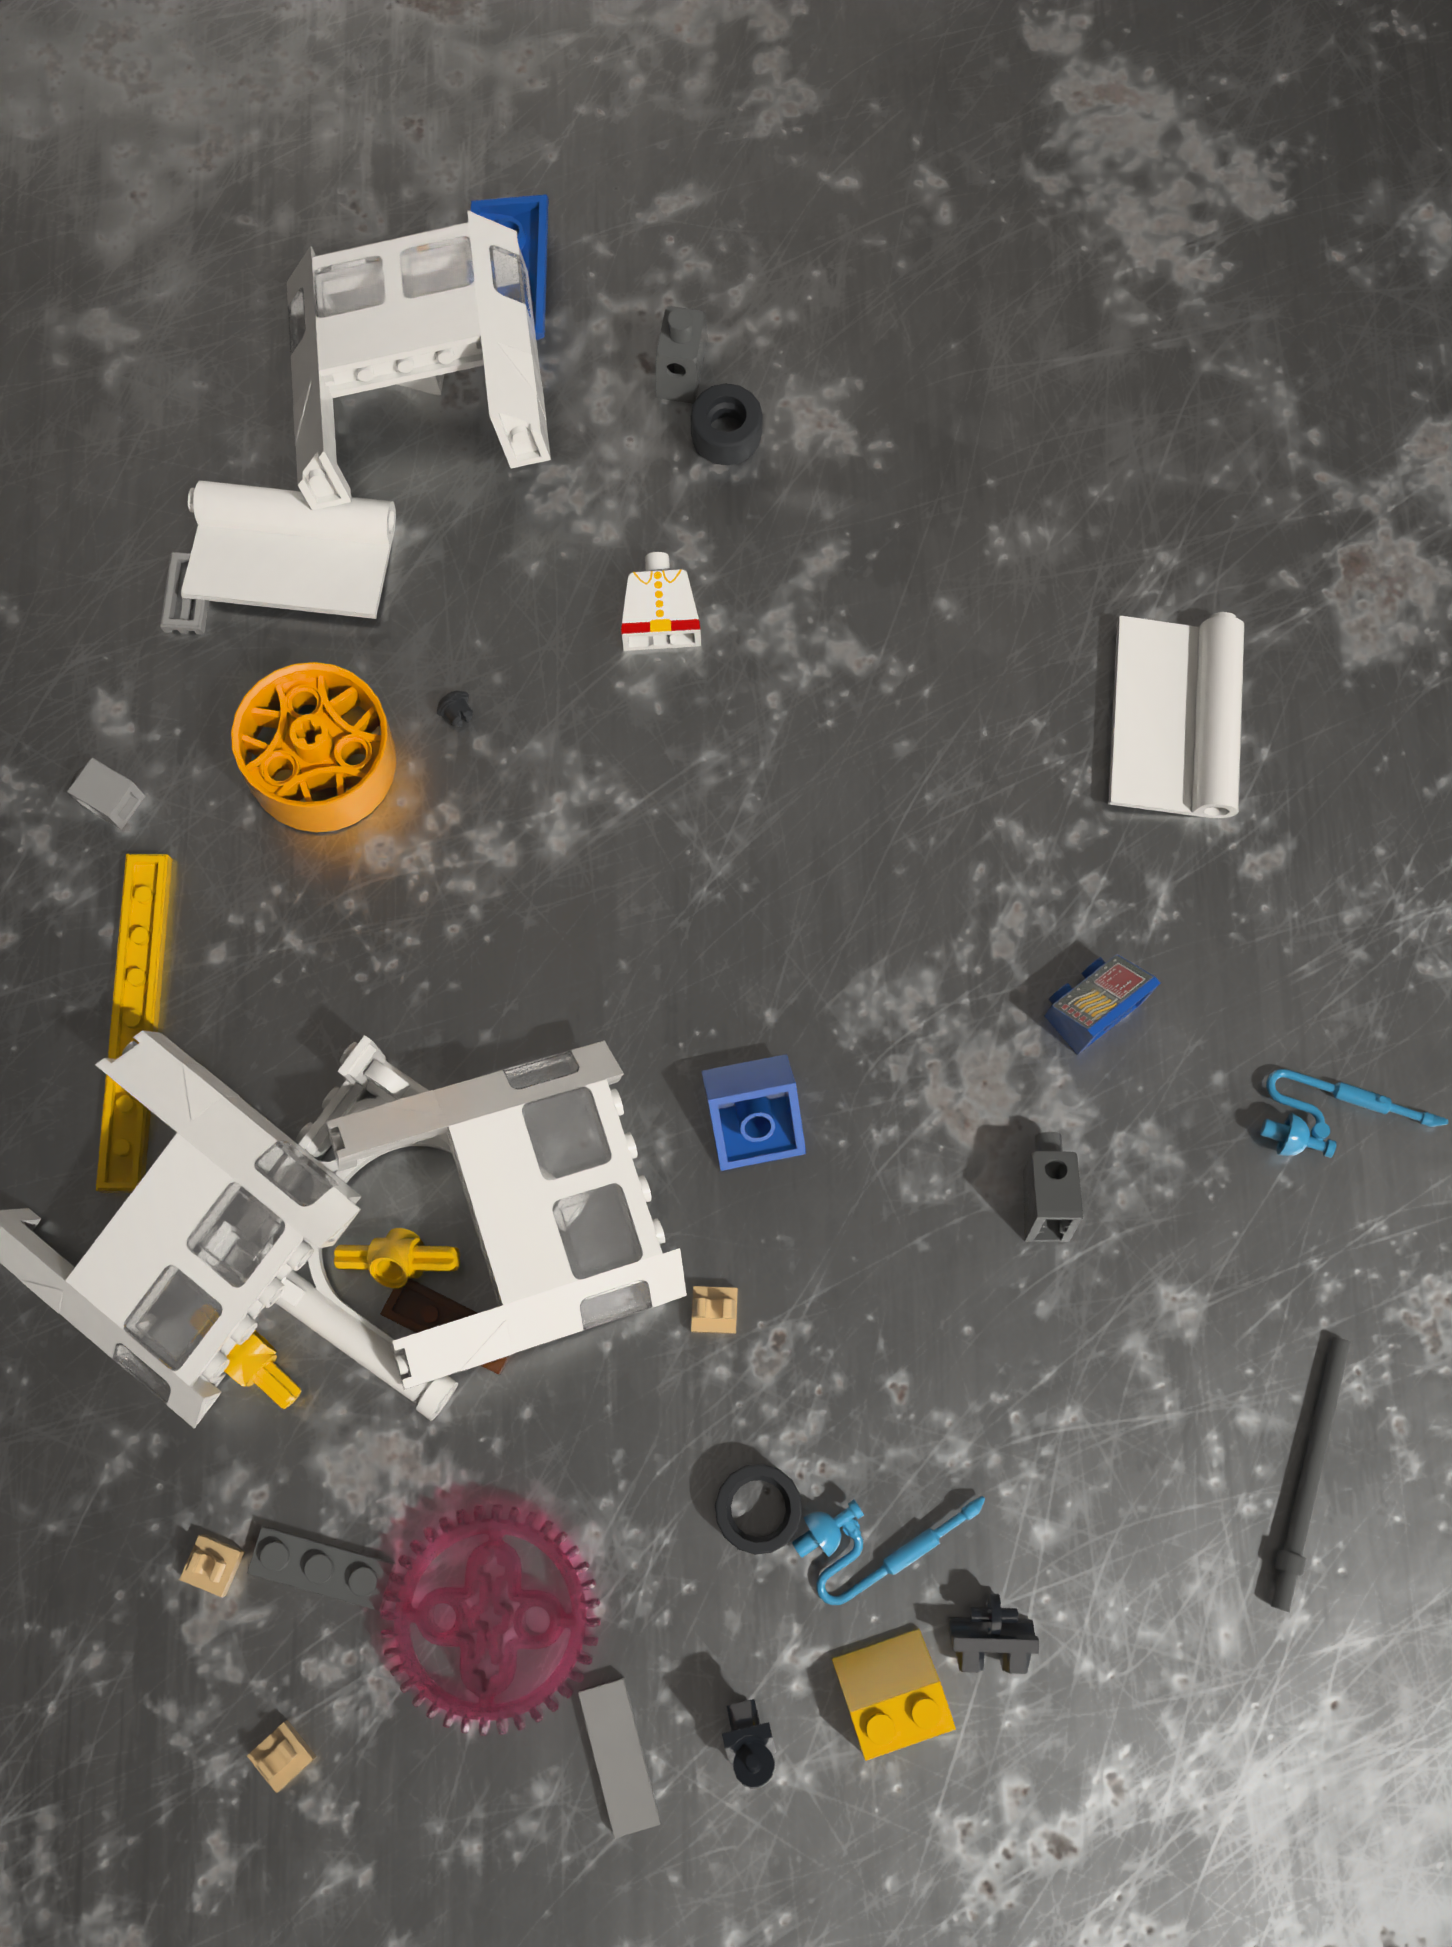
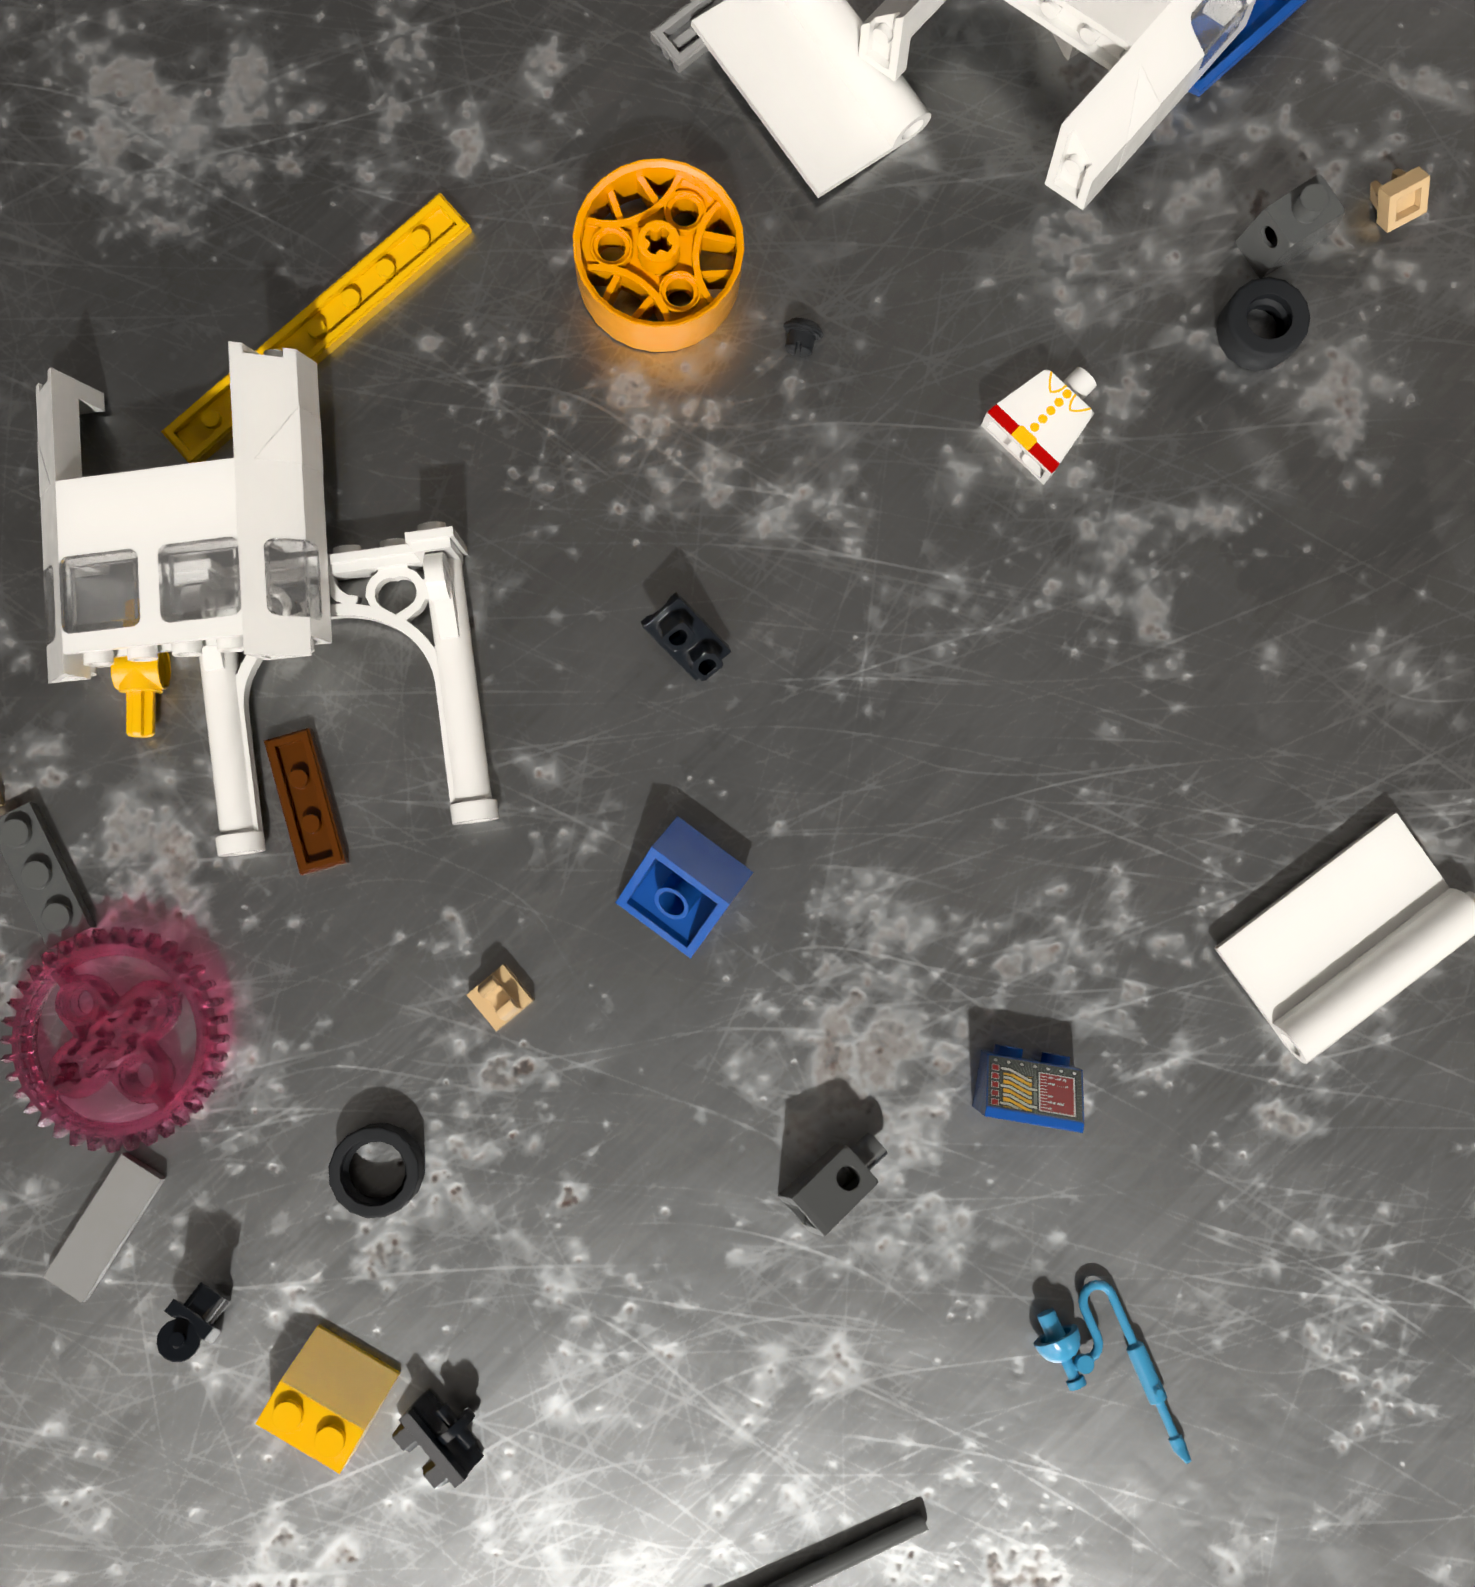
camera: 50 degrees right, 10 degrees up
(105, 793) = (472, 127): light grey brick -> none
(397, 1257) = (315, 714): yellow axle -> none
(547, 1198) = (456, 787): white piece -> none
(587, 956) = (687, 638): none -> black hips
(725, 279) = (1400, 198): none -> tan tile
(826, 1533) = (402, 1241): dark azure piece -> none

